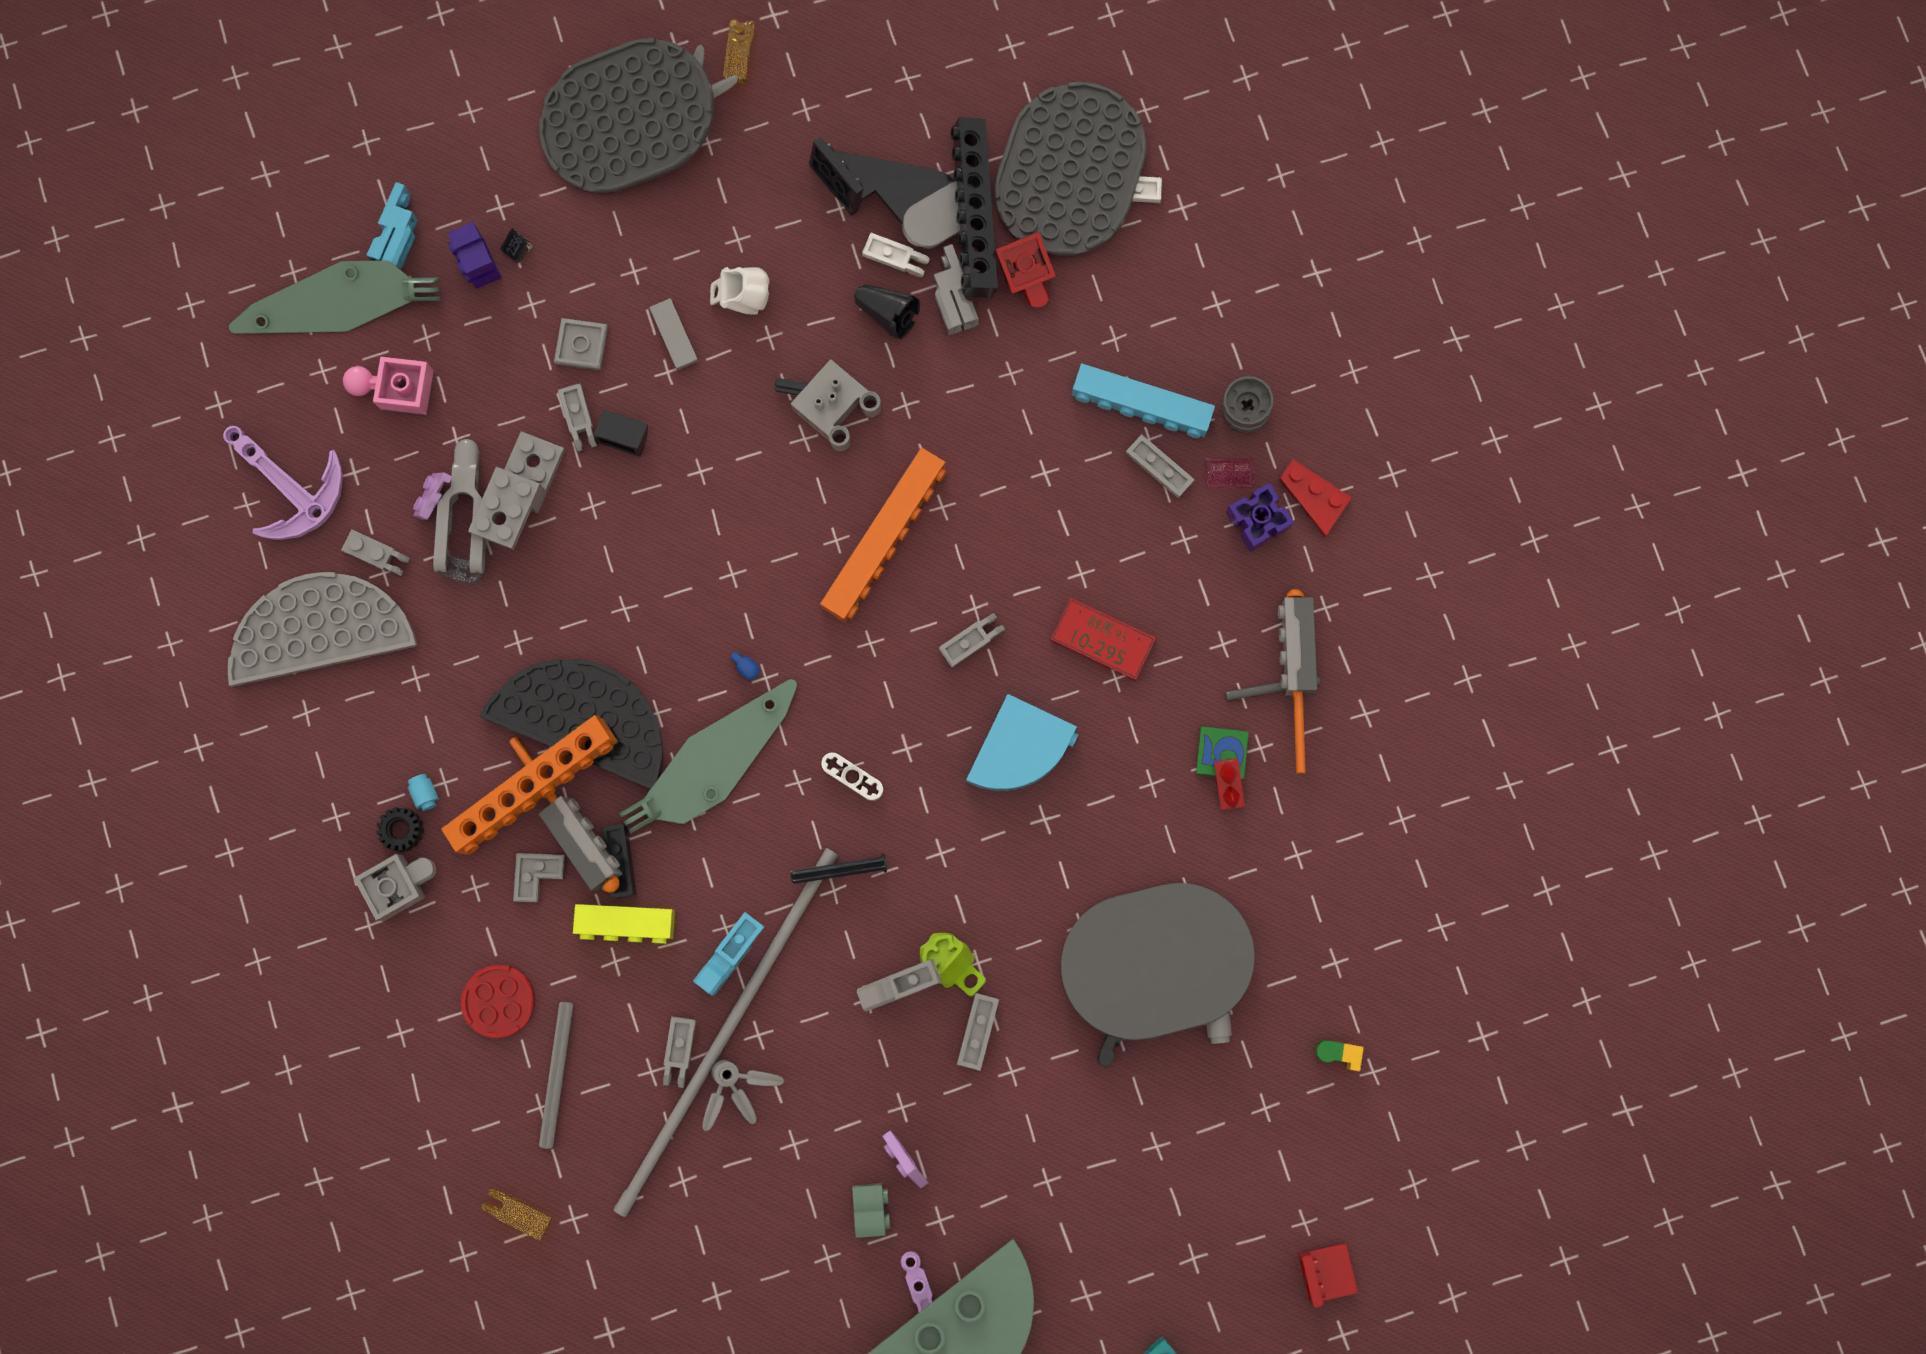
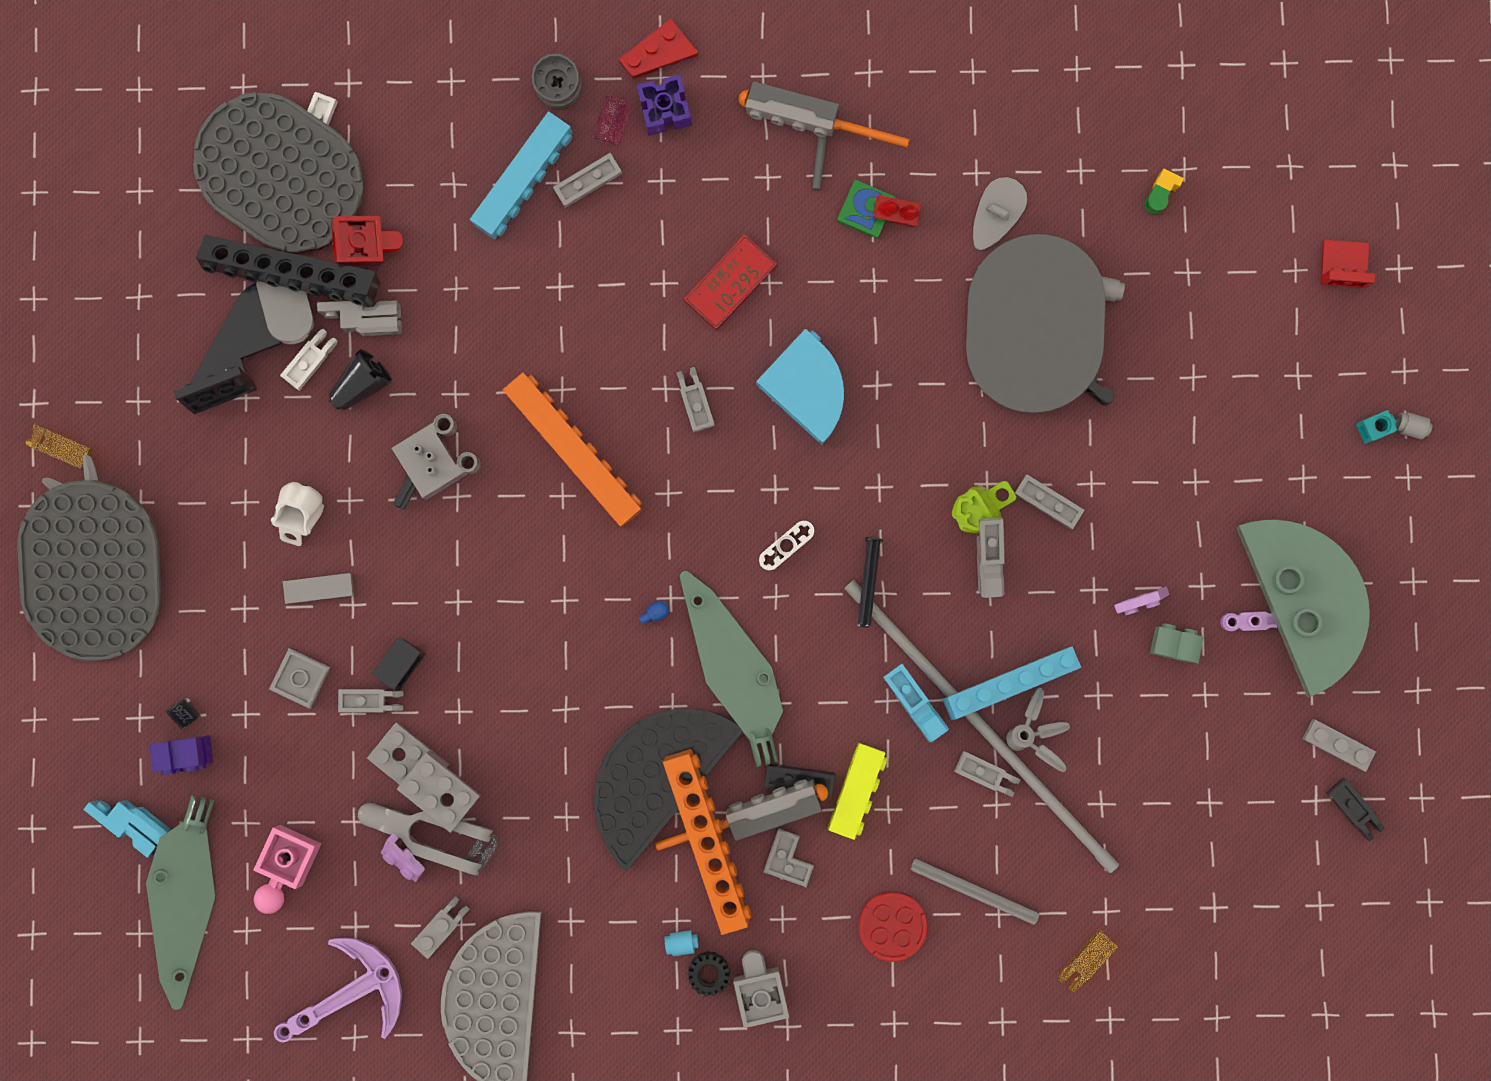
camera: 75 degrees left, 5 degrees up
(778, 1047) = (1011, 683): none -> medium azure brick
(1264, 889) = (998, 211): none -> light grey shield

